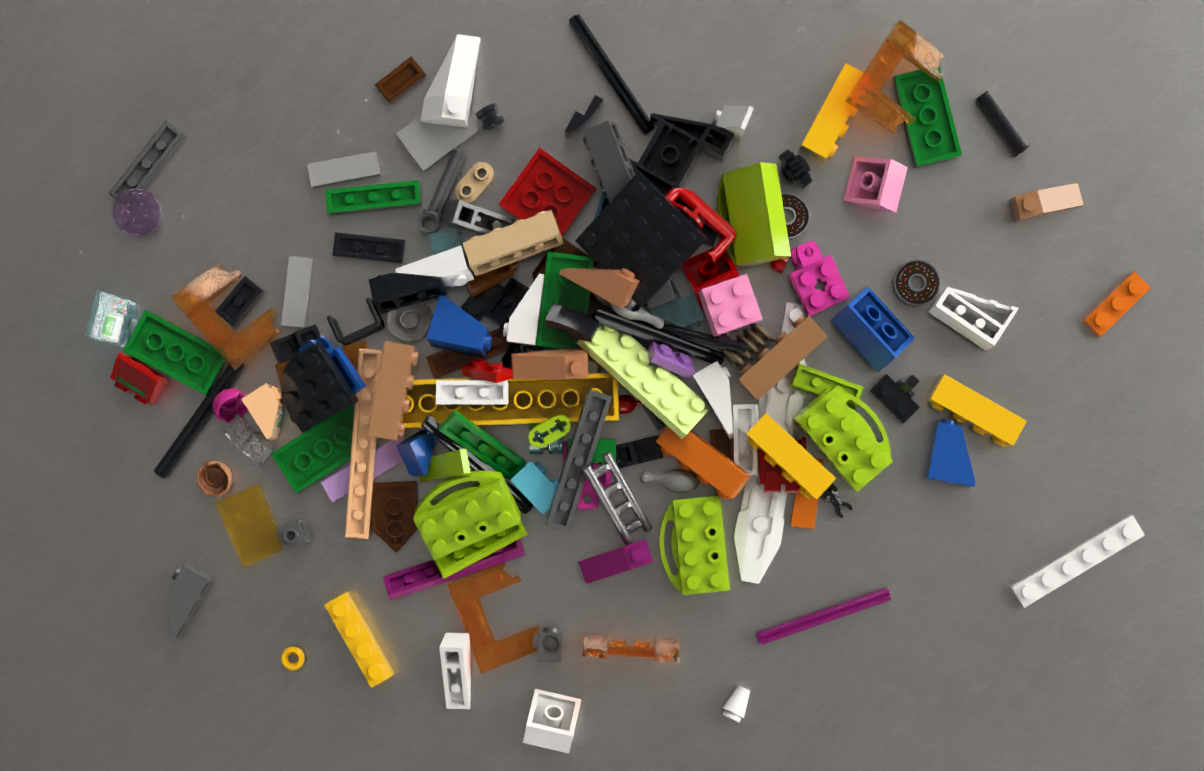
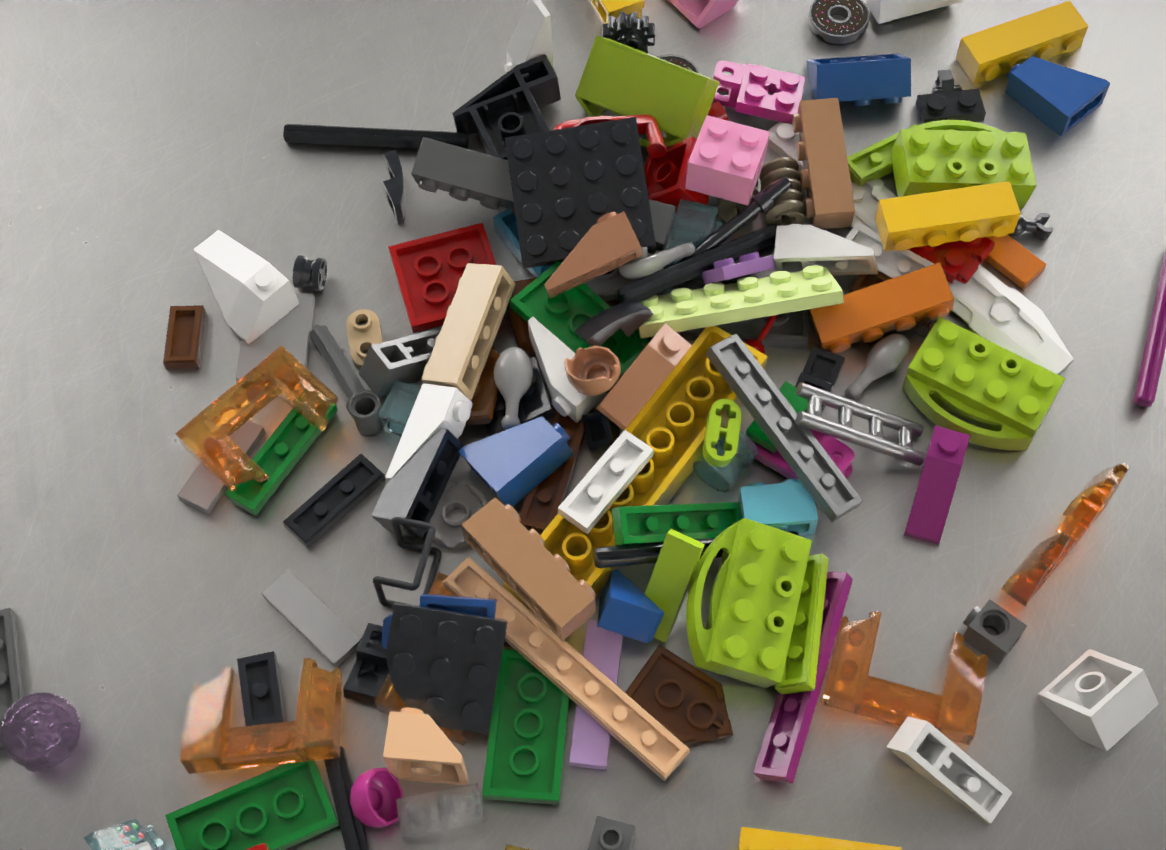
camera: 50 degrees left, 25 degrees down
(406, 158) = (209, 432): none -> clear orange wedge
(489, 372) = (582, 462): red plate -> none
(503, 290) = (513, 378): none -> light grey piece
(528, 336) = (593, 370): none -> nougat hair

